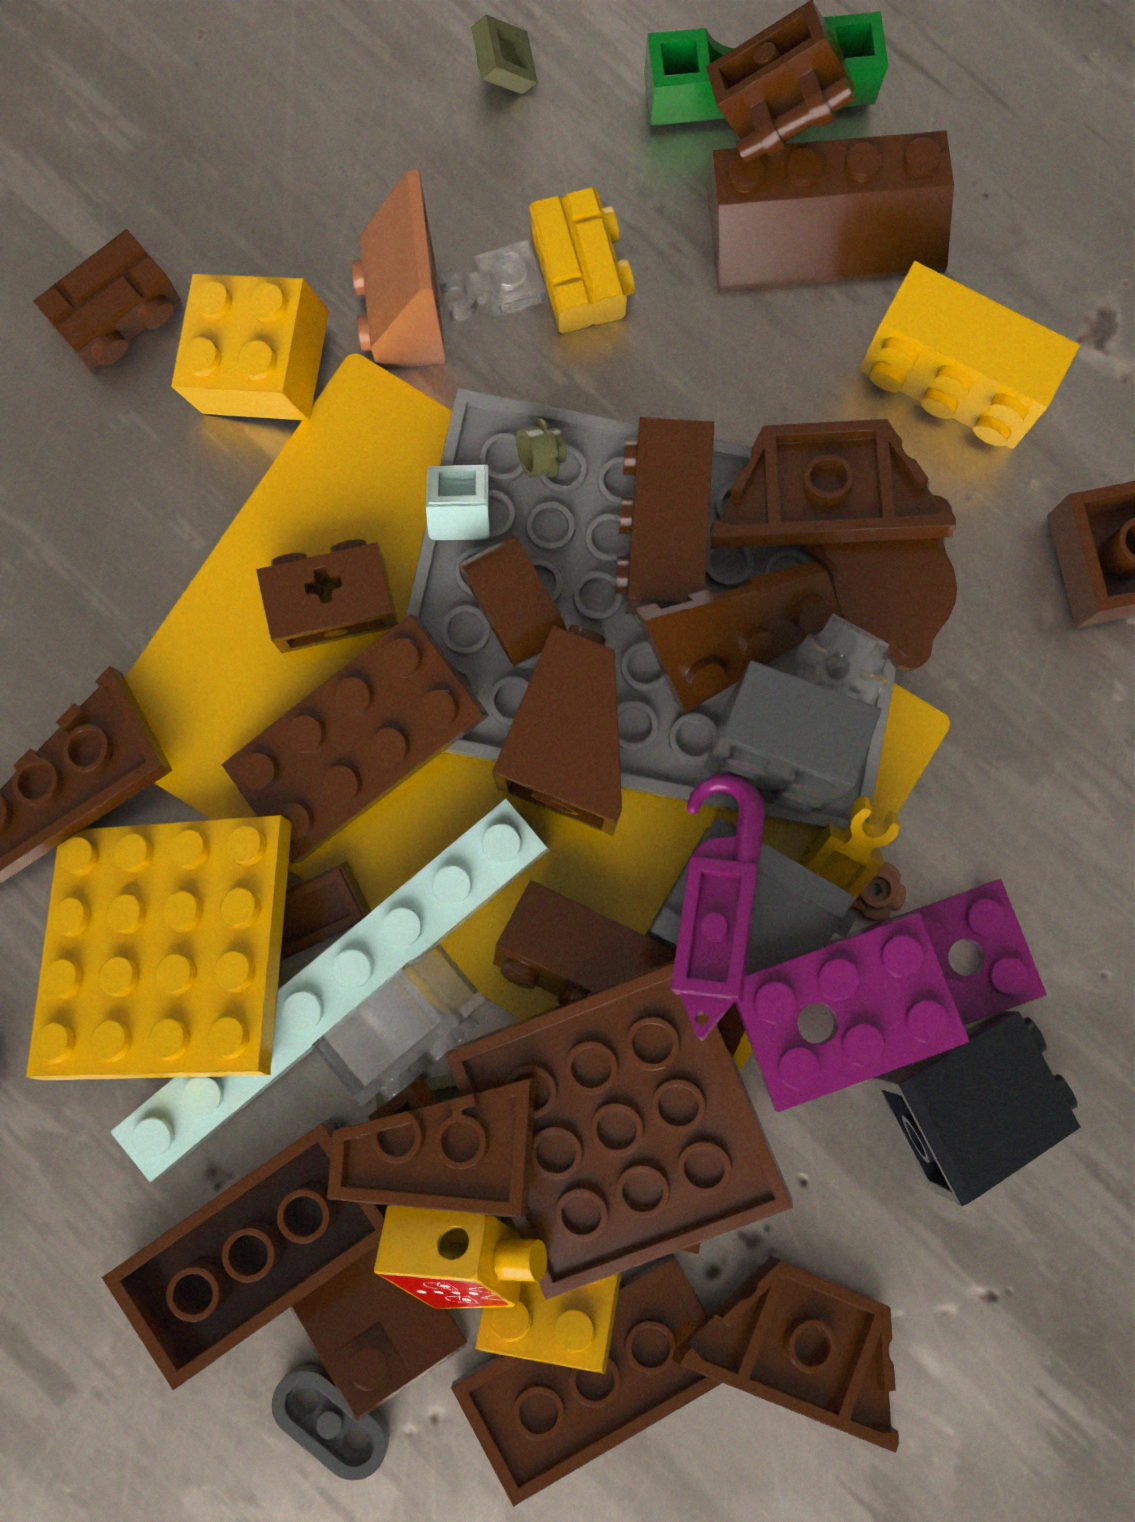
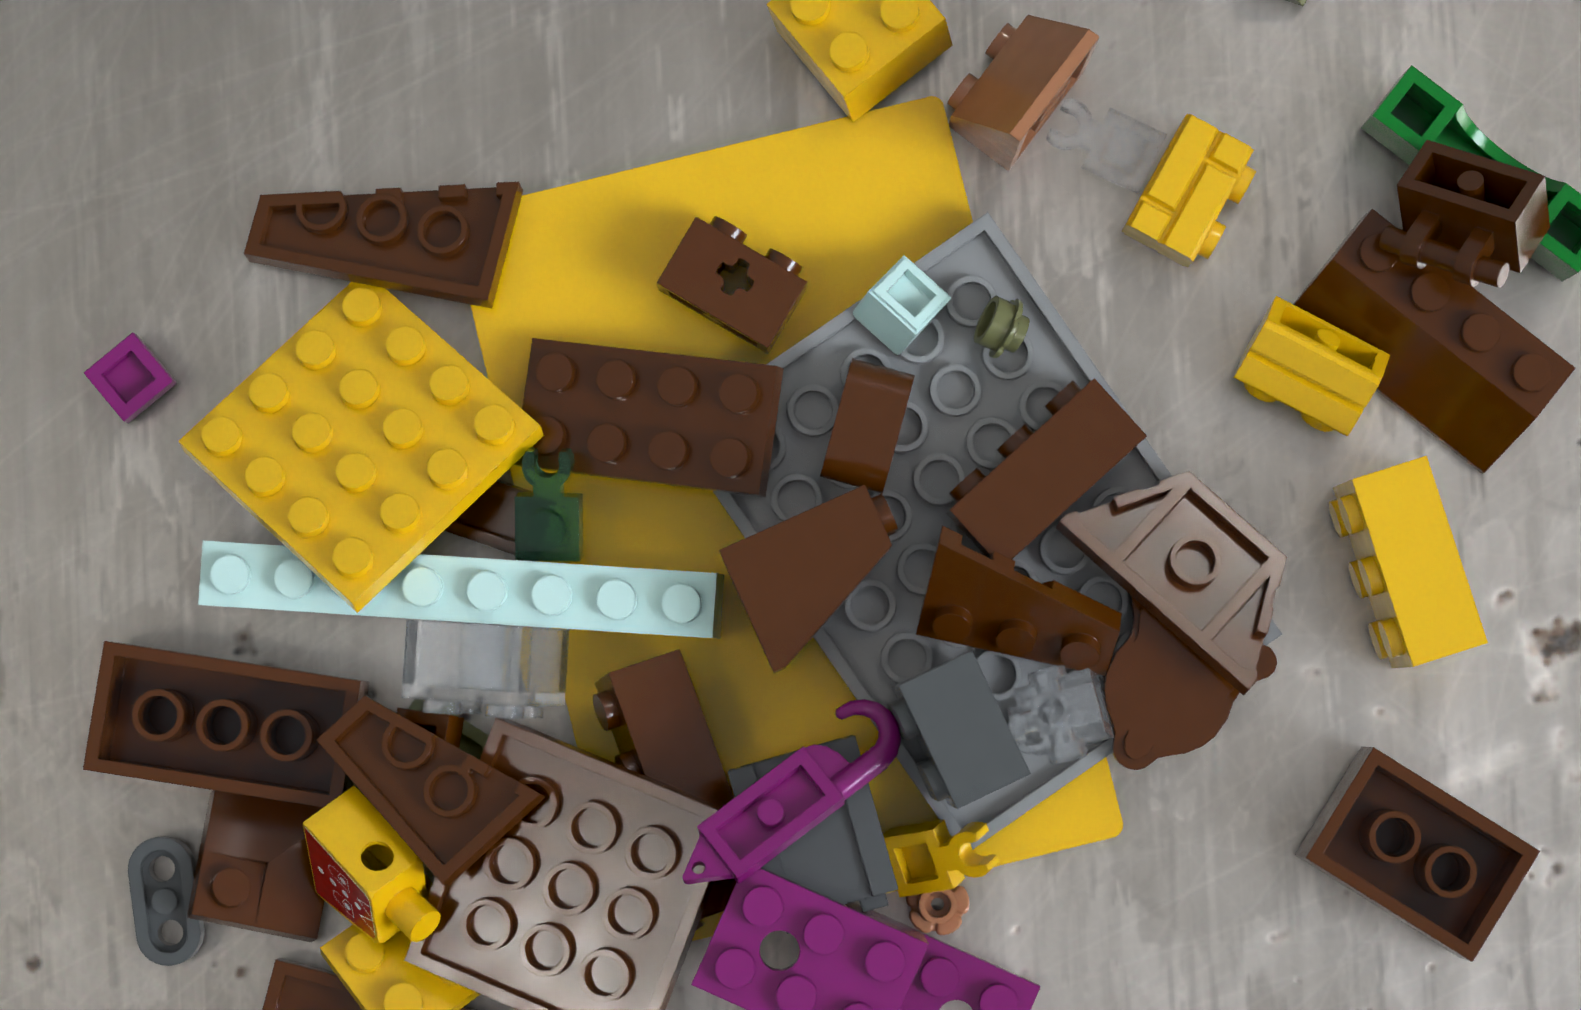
camera: 45 degrees right, 5 degrees up
(350, 877) = (548, 519): none -> clear green plate
(772, 296) = (1311, 367): none -> yellow brick

